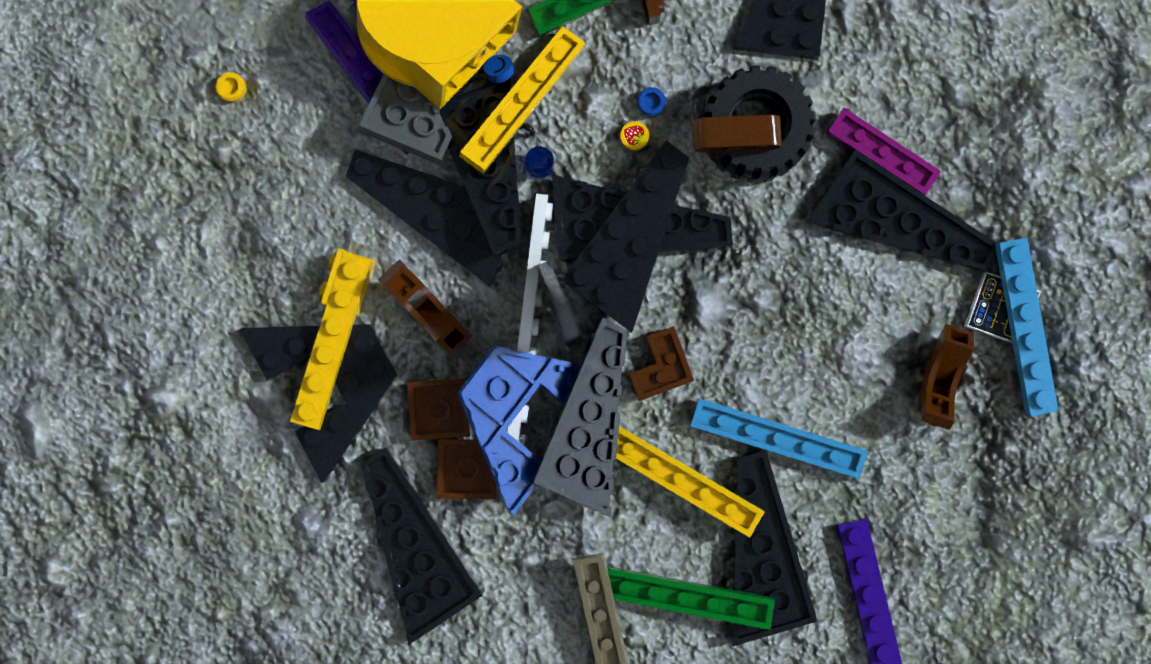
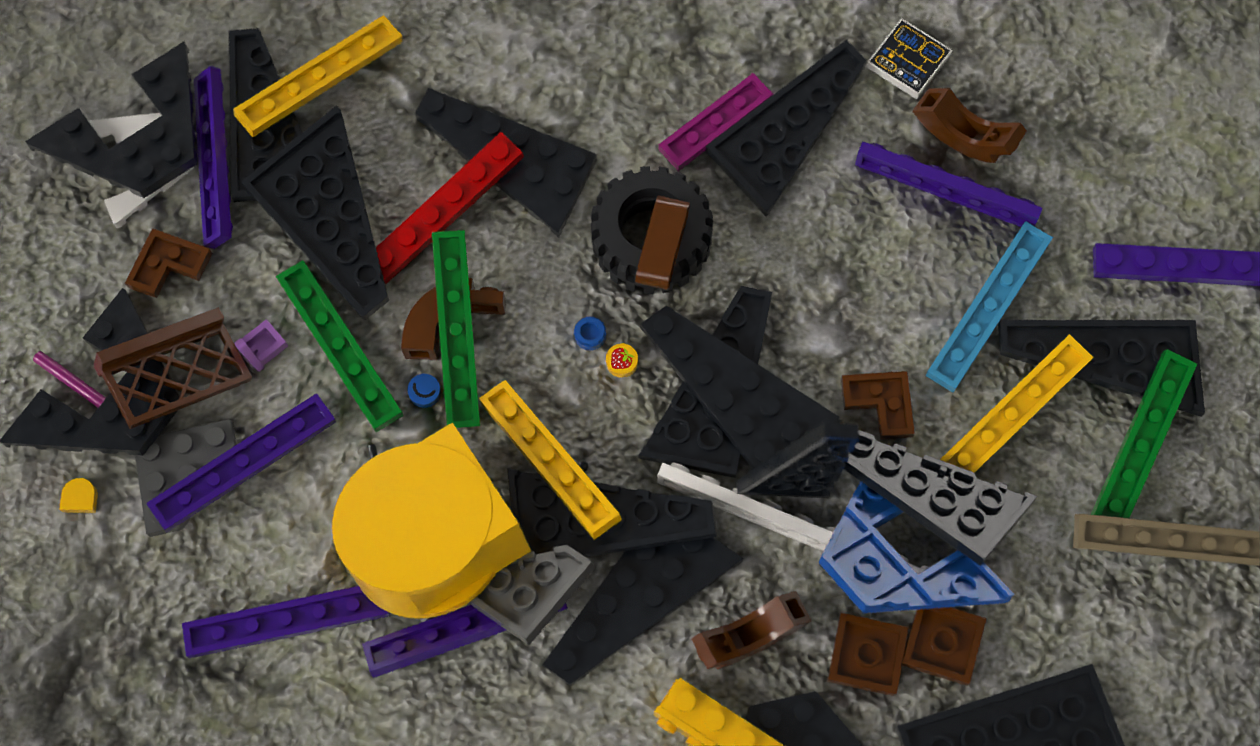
camera: 75 degrees left, 15 degrees down
(498, 68) = (505, 476): blue tile -> none
(537, 157) = (619, 458): clear blue wheel -> none
(884, 362) = (946, 185): none -> dark purple plate
(1026, 327) = (935, 39): dark azure plate -> none

